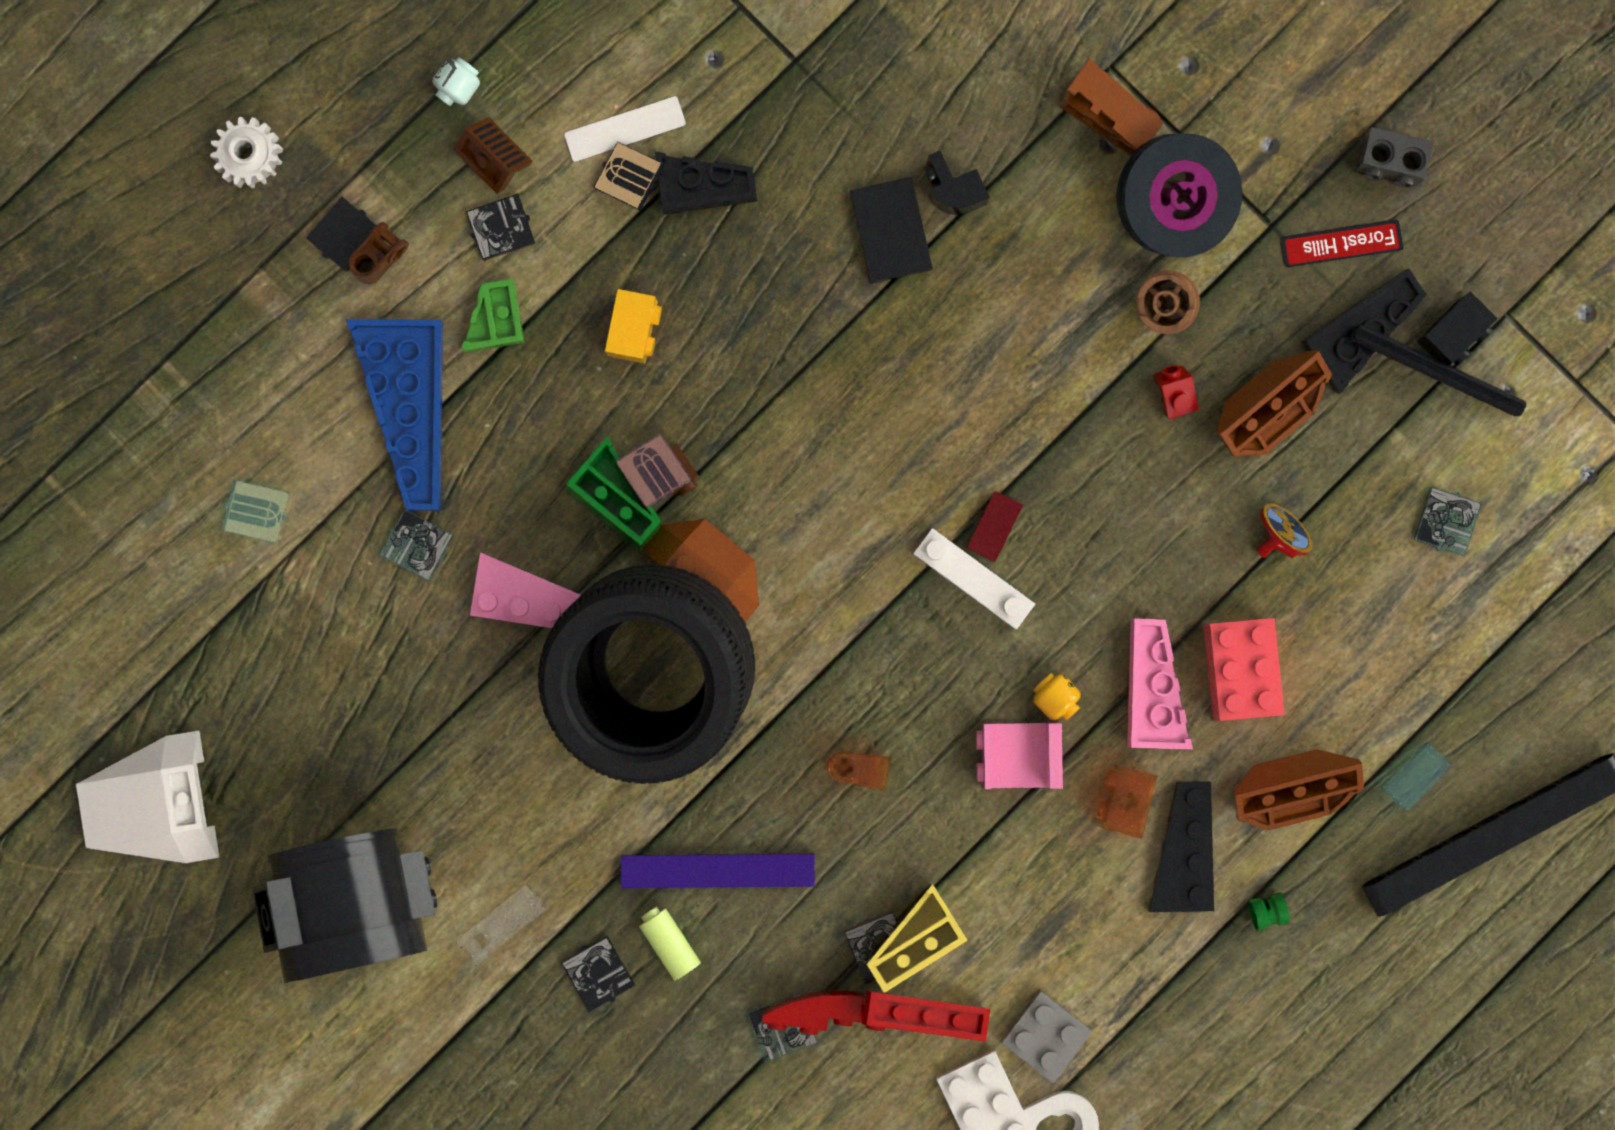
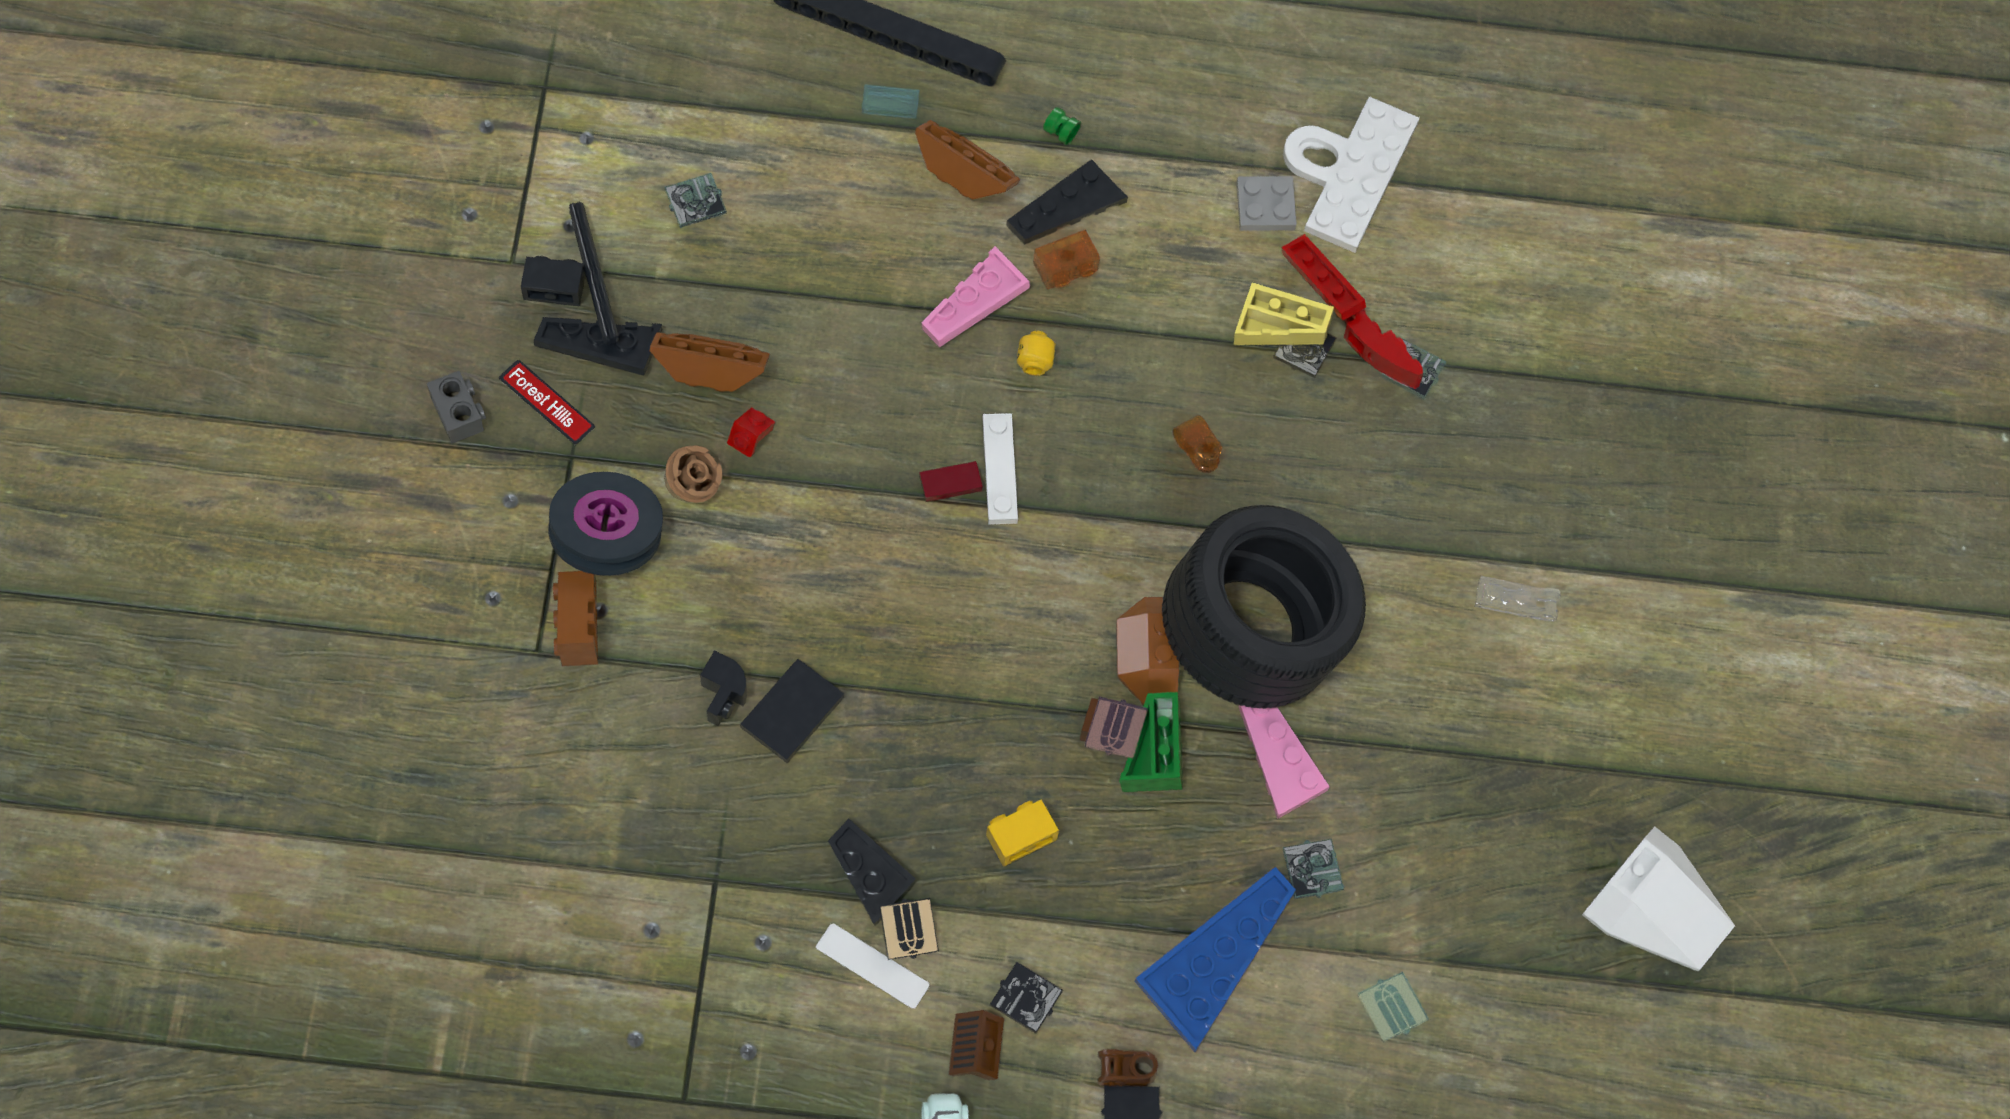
camera: 140 degrees left, 20 degrees down
(344, 904) = (1604, 688): black cylinder -> none
(496, 318) = (1099, 942): bright green wing -> none
(598, 973) = (1489, 512): piece -> none
(668, 943) = (1427, 476): yellowish green brick -> none
(717, 870) = (1350, 486): dark purple tile -> none
(1020, 755) = (1094, 349): bright pink panel -> none
(1243, 669) = (913, 250): coral brick -> none
(1286, 533) = (794, 288): shield -> none

